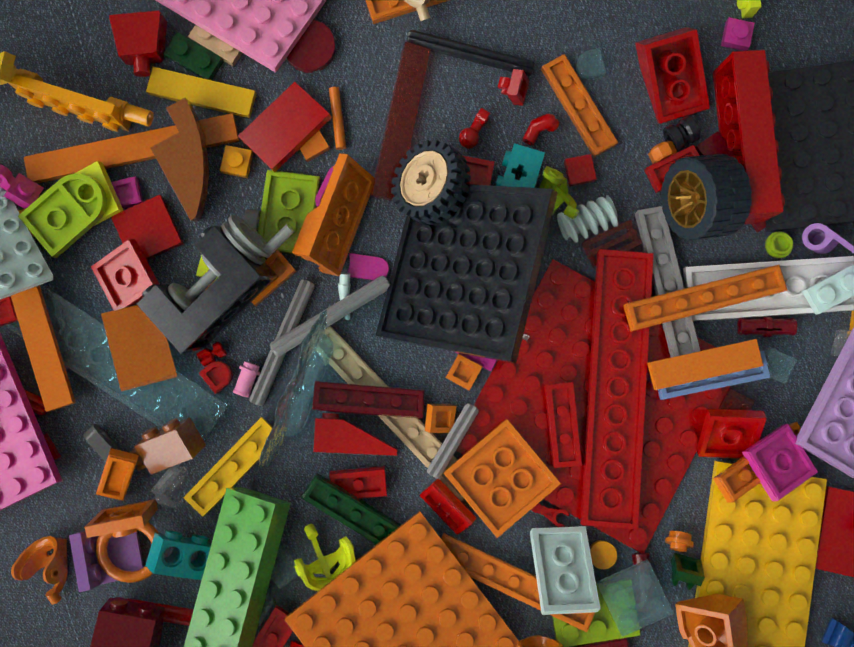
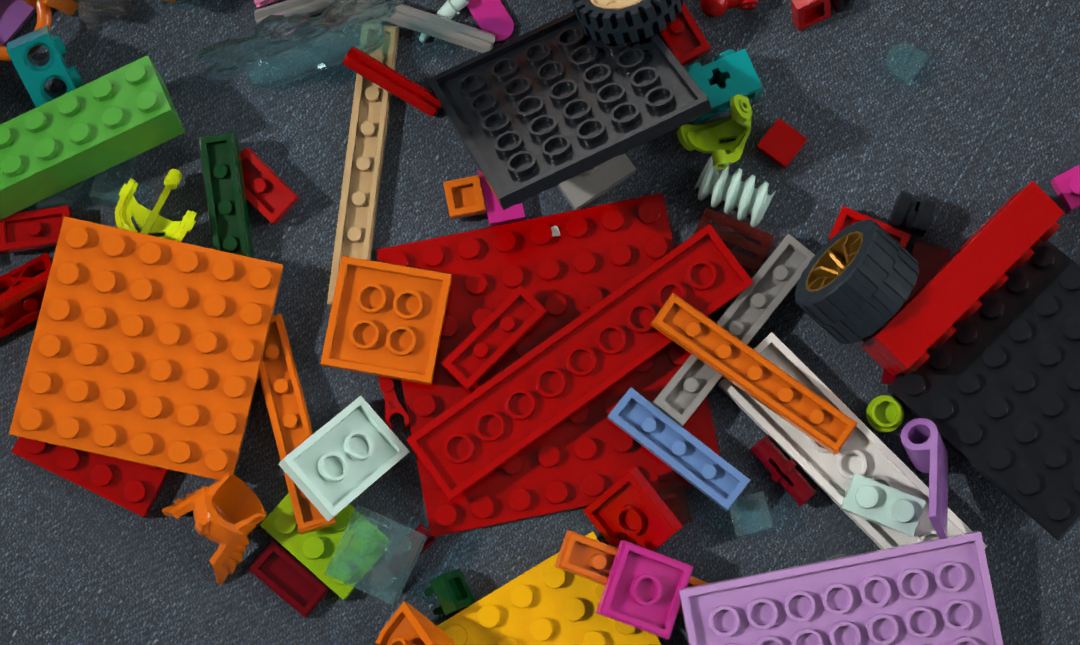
camera: 55 degrees right, 5 degrees down
(229, 468) = (165, 48): yellow plate -> none
(342, 436) = (294, 129): red slope -> none
(360, 357) = (392, 81): none -> red axle
(368, 400) = (353, 123): dark red tile -> none
(440, 418) = (396, 212): orange plate -> none
(448, 506) = (312, 293): red plate -> none
(452, 441) = (383, 241): light grey axle -> none
(539, 124) = (791, 62): red arm -> none
(579, 105) = (850, 87): orange tile -> none
(603, 554) = (395, 494): light orange tile -> none
(661, 151) = (875, 208): orange tile -> none
(673, 74) = (967, 154): red slope -> none
(679, 541) = (475, 560): orange plate -> none
(705, 364) = (680, 426): orange tile -> none

